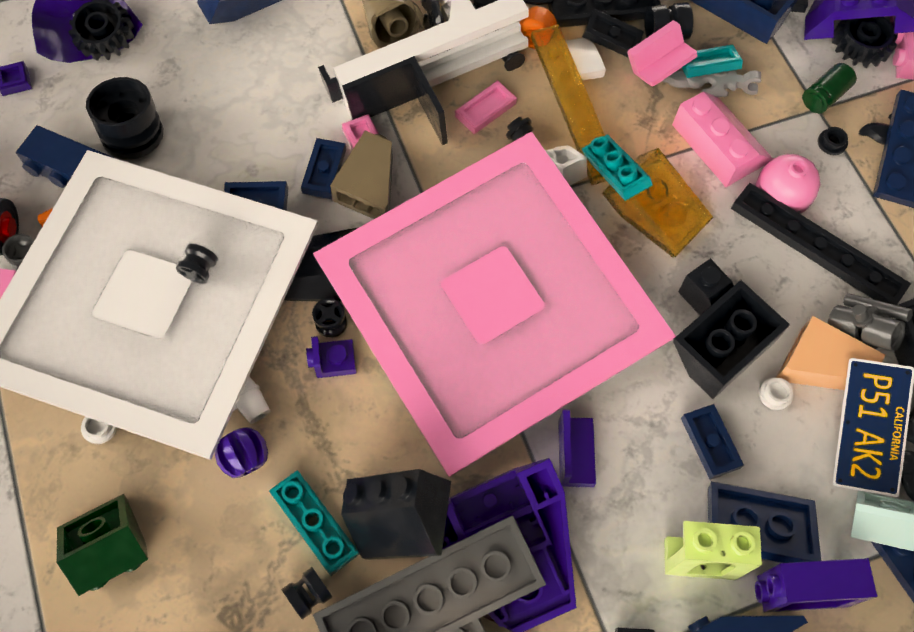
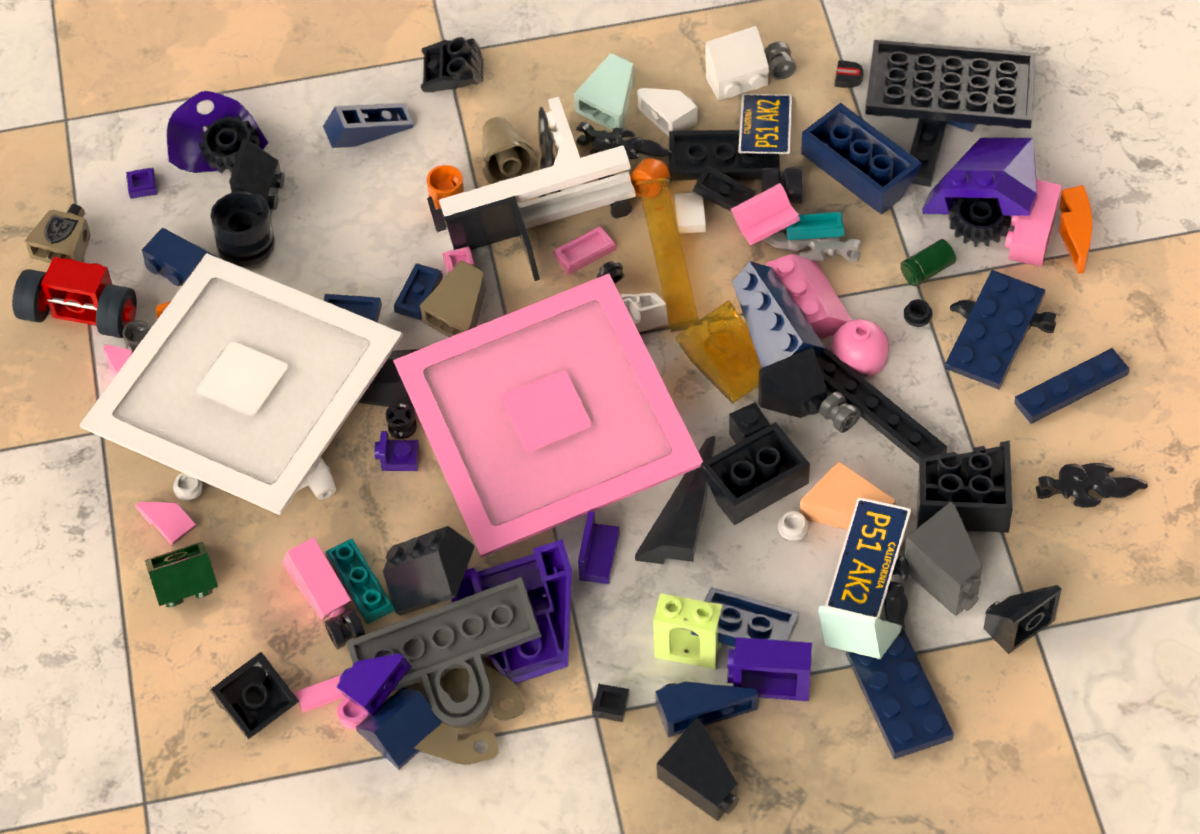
camera: 15 degrees right, 10 degrees down
(78, 472) = (167, 518): none -> bright pink slope
(134, 57) = (257, 173): none -> black slope
(197, 263) = (291, 356): black wheel -> none
(241, 452) = (306, 516): dark purple piece -> none
(266, 535) = (316, 579): none -> bright pink slope
(333, 49) = (444, 182): none -> orange wheel
(617, 167) = (685, 312): teal tile -> none
(656, 405) = (678, 524): none -> black wedge
(711, 172) = (772, 316): none -> wedge
(712, 441) = (721, 557): dark blue plate -> none
(742, 234) = (792, 385): none -> black slope
(790, 256) = (840, 412): none -> dark grey wheel
(871, 321) = (890, 472): dark grey pin -> none

